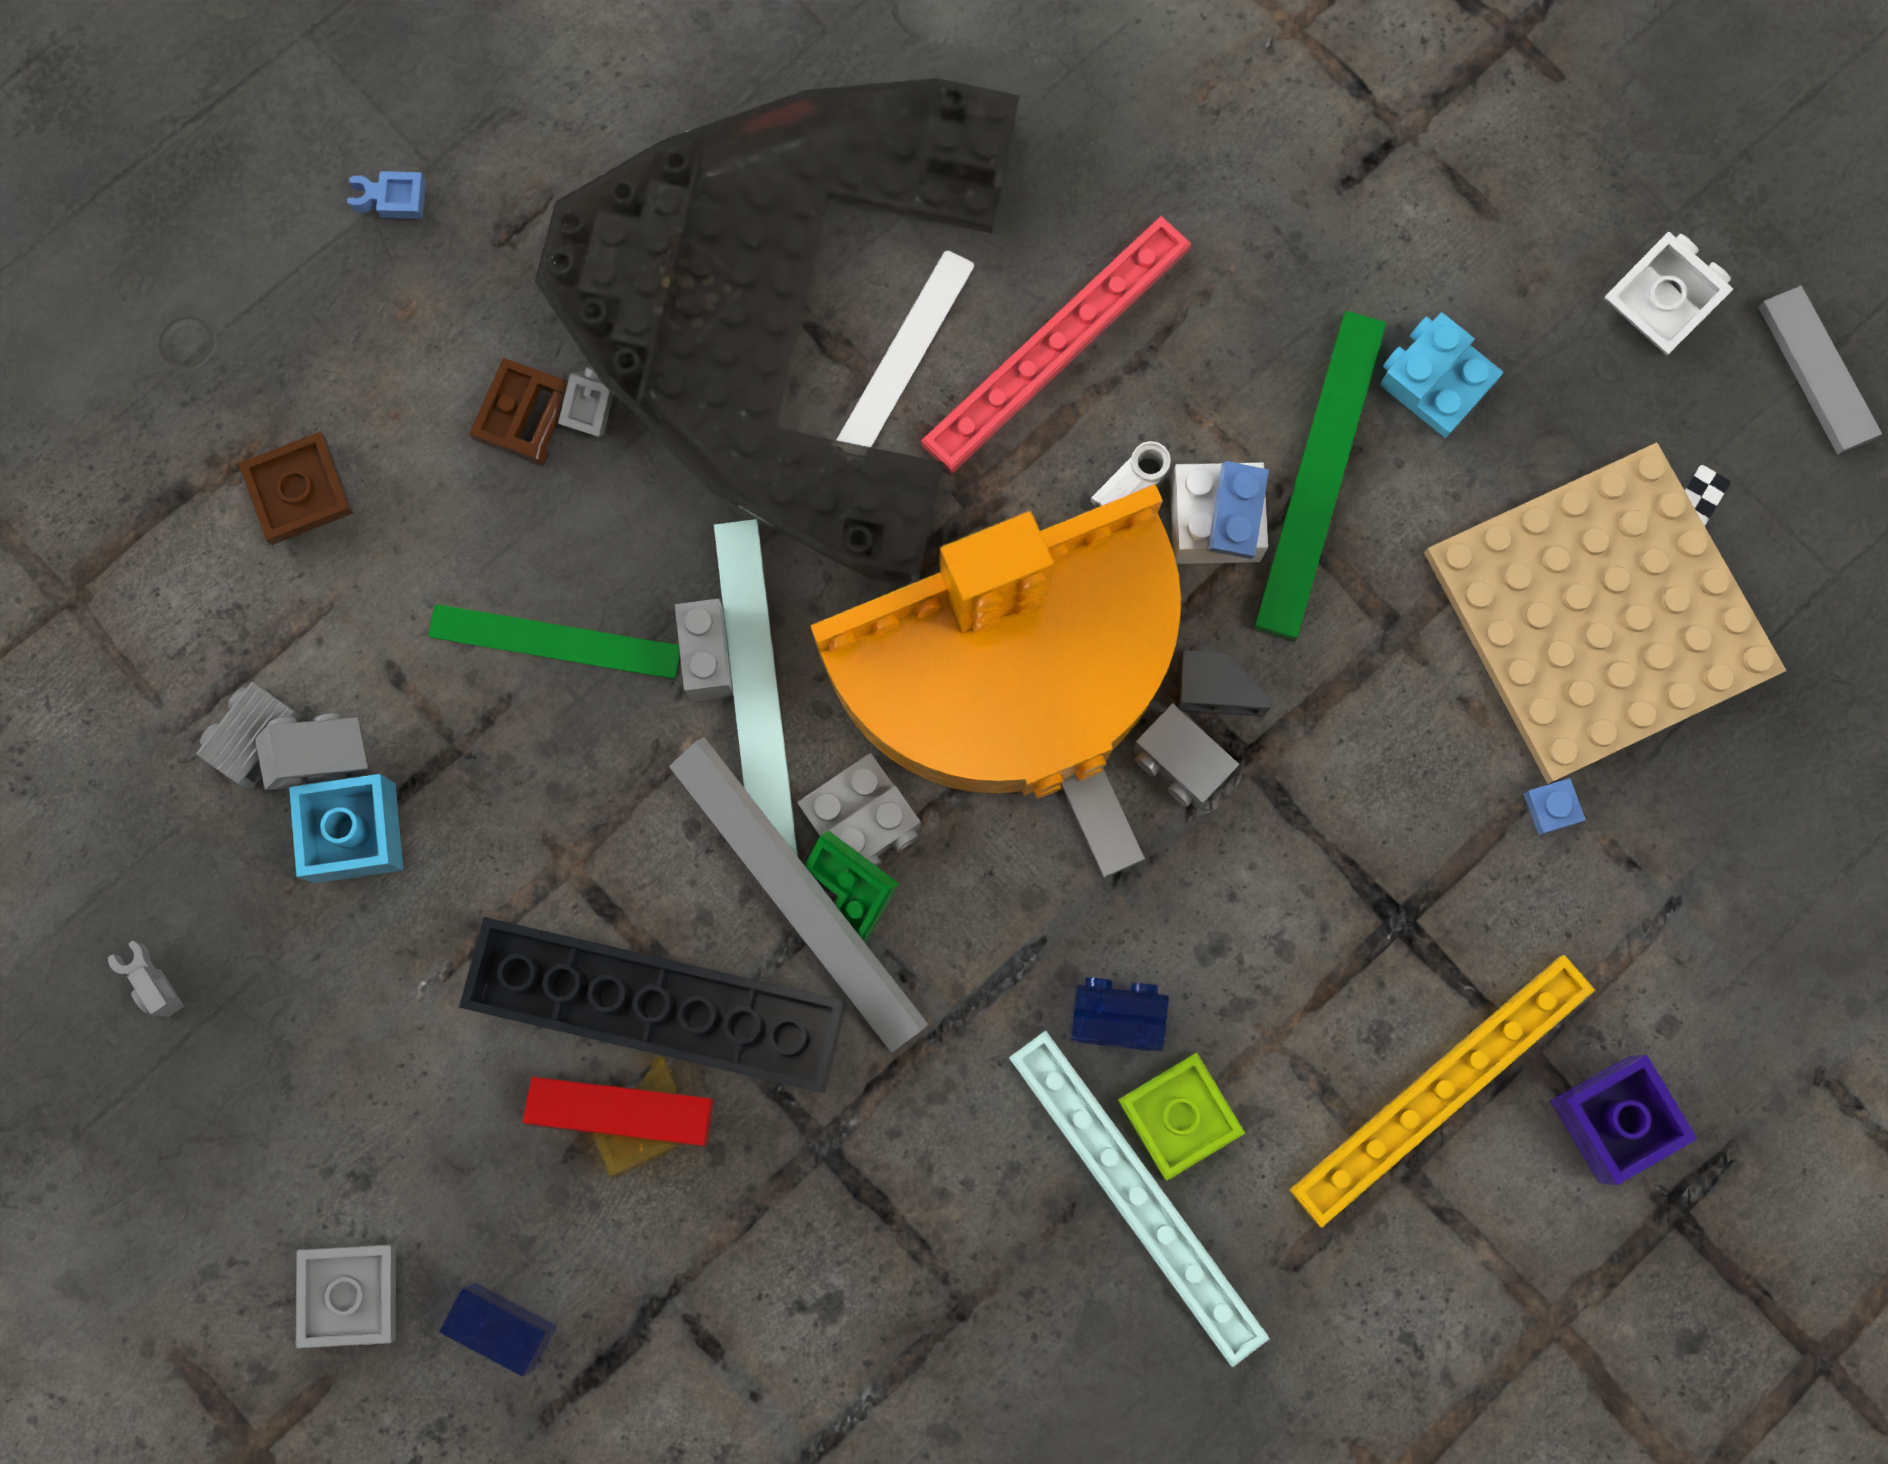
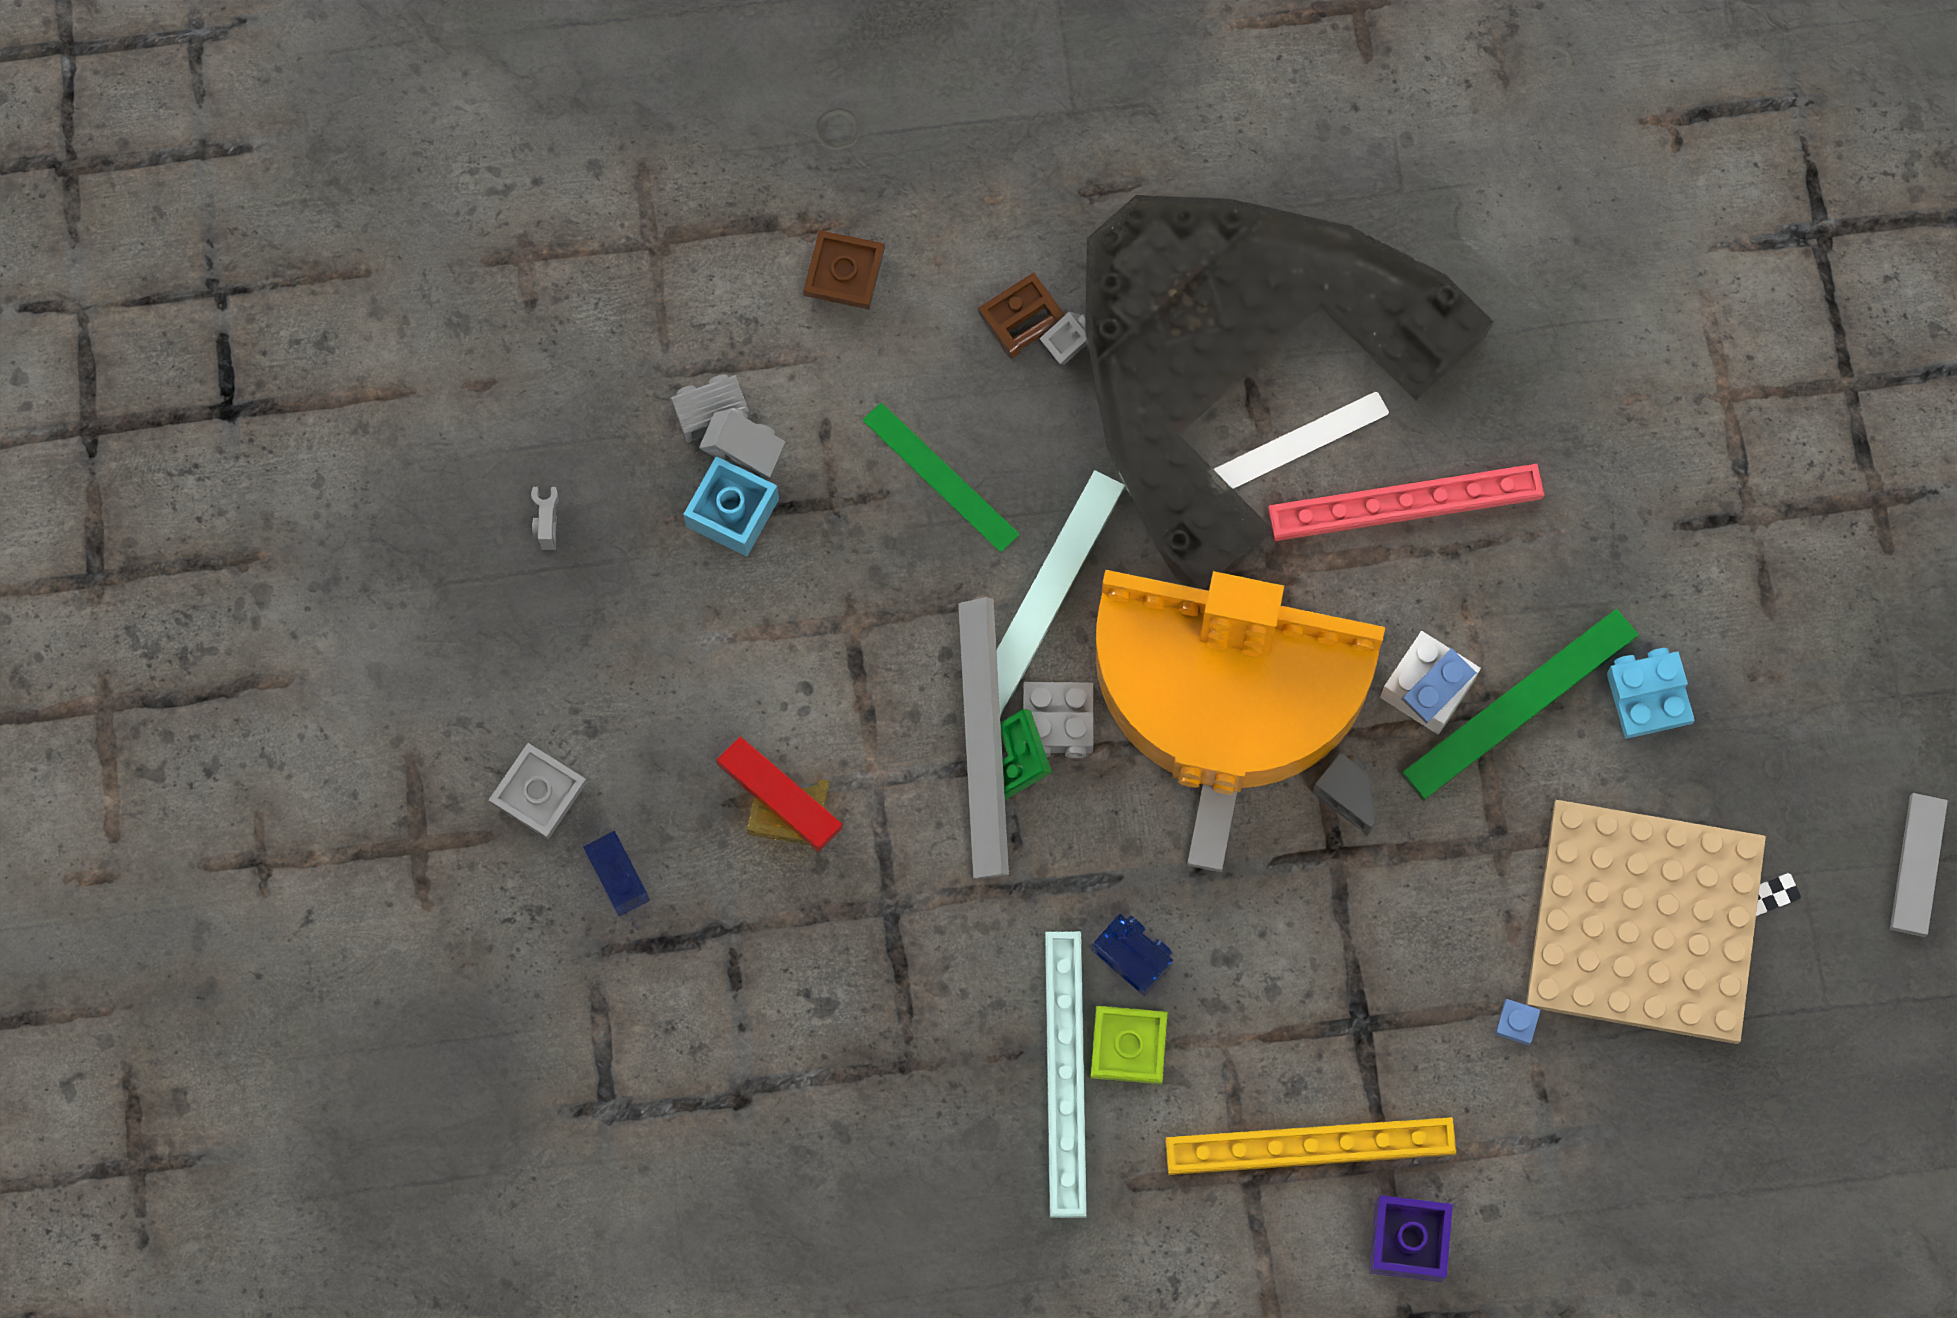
camera: 35 degrees right, 5 degrees down
(394, 196) = (1036, 119): medium blue plate -> none
(654, 1004) = (847, 745): black brick -> none
(704, 650) = (1031, 545): light grey brick -> none
(1131, 478) = (1389, 620): white piece -> none
(1183, 757) = (1293, 823): light grey brick -> none
(1669, 292) = (1848, 742): white plate -> none

